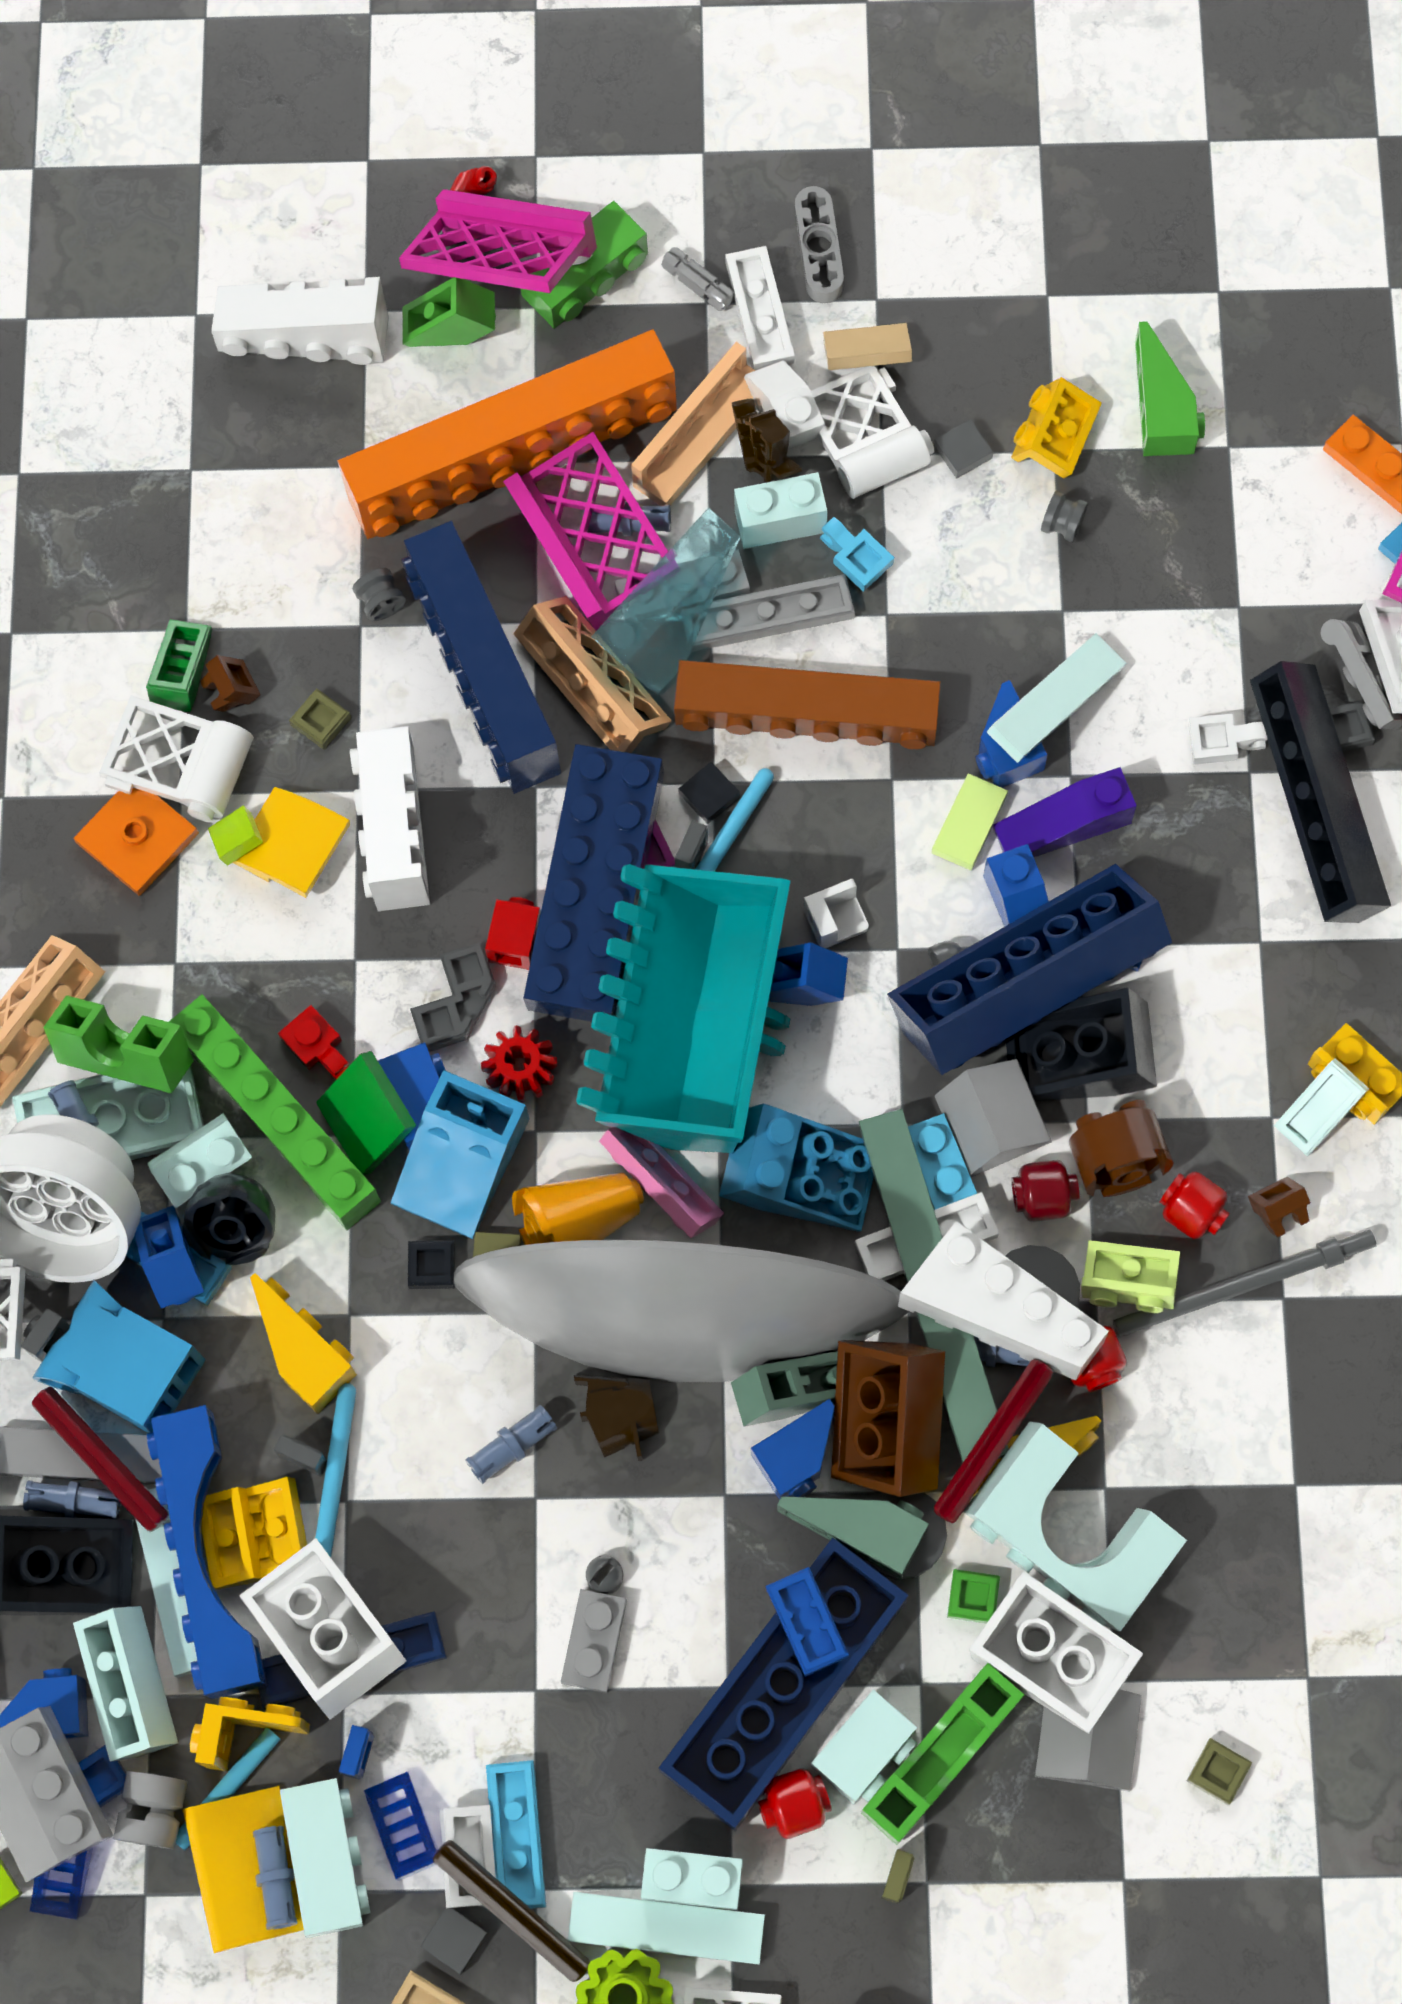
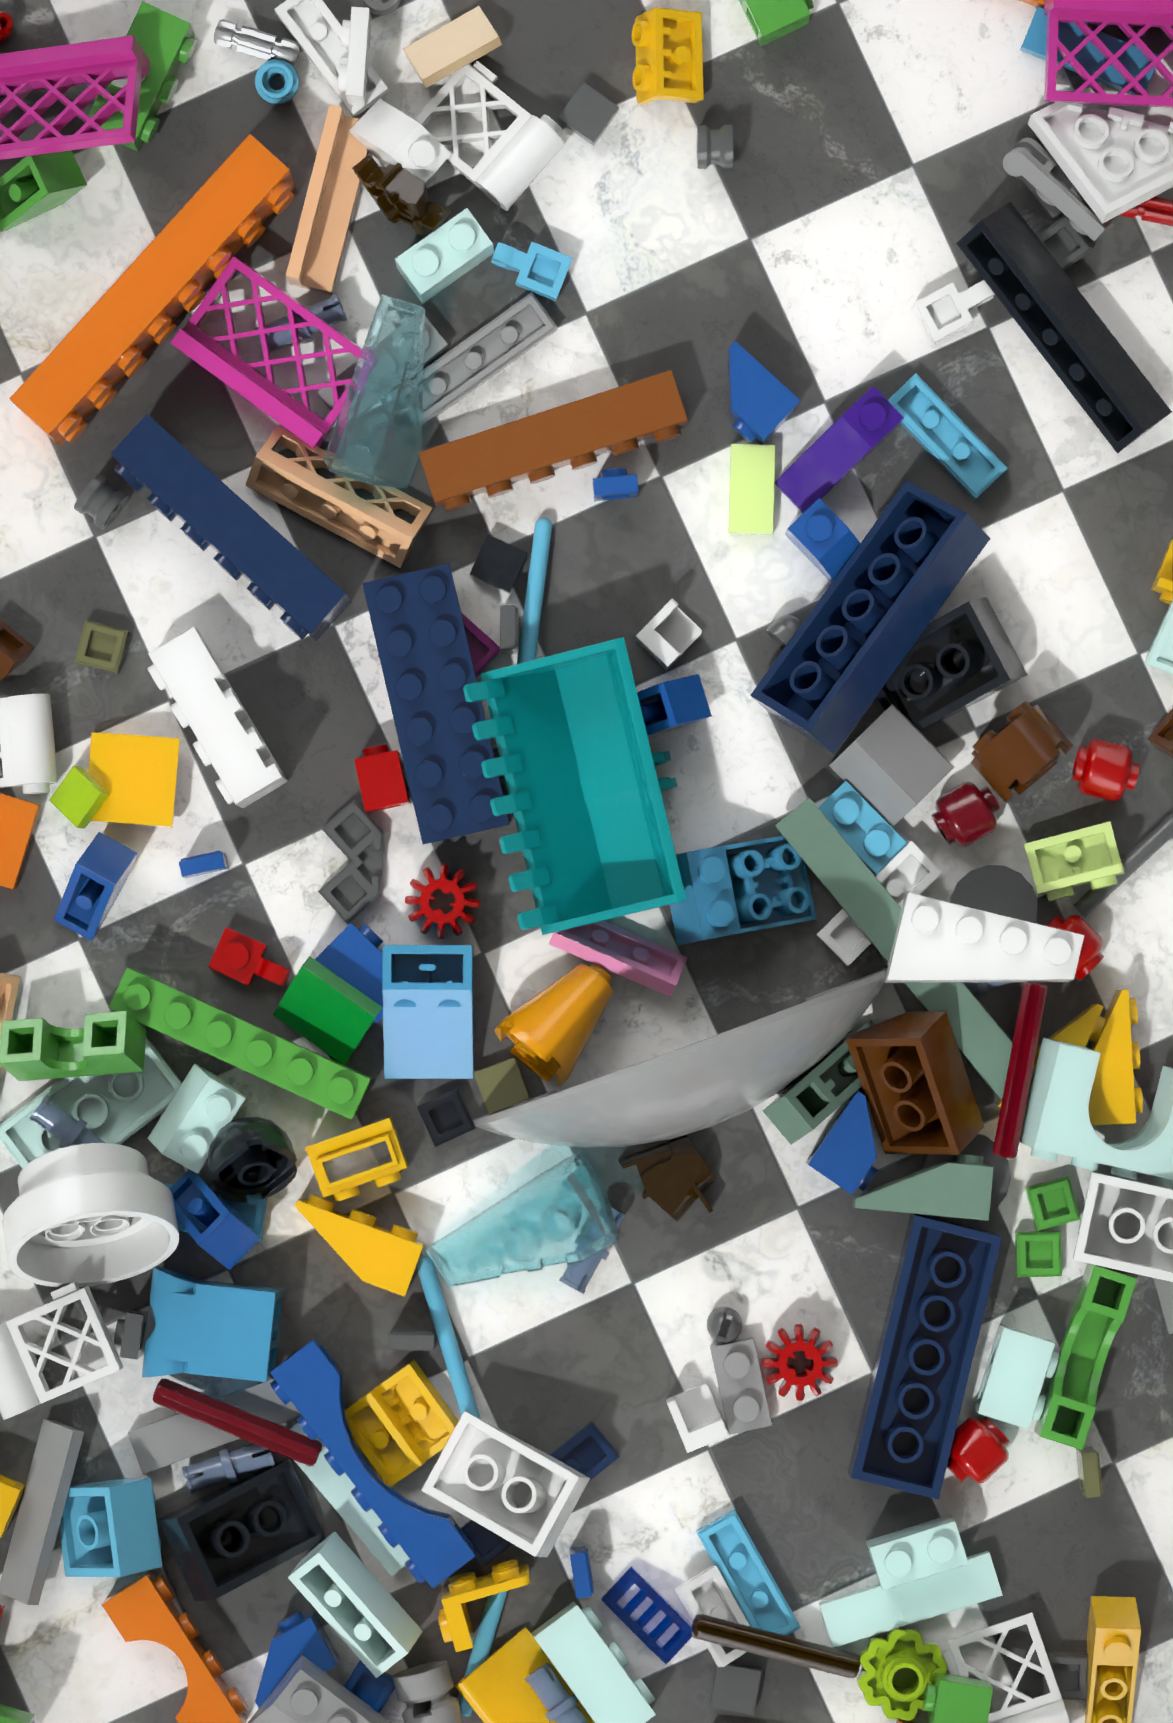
camera: 30 degrees left, 15 degrees up
(210, 917) = (94, 885): none -> blue slope
(317, 940) = (203, 864): none -> blue tile
(330, 1263) = (358, 1158): none -> yellow window
(471, 1398) = (541, 1224): none -> clear light blue wedge
(536, 1651) = (697, 1417): none -> white panel
(645, 1646) = (788, 1372): none -> red gear
(696, 305) = (263, 77): none -> medium azure plate
(785, 301) = (354, 75): none -> white plate
(807, 1621) = (926, 1301): blue plate -> none
(845, 766) = (615, 485): none -> blue plate
(938, 1640) = (1038, 1254): none -> bright green tile
(1056, 697) = (785, 339): light aqua tile -> none
(1074, 1502) = (1113, 1090): none -> yellow slope
(1170, 850) = (946, 437): none -> medium azure tile

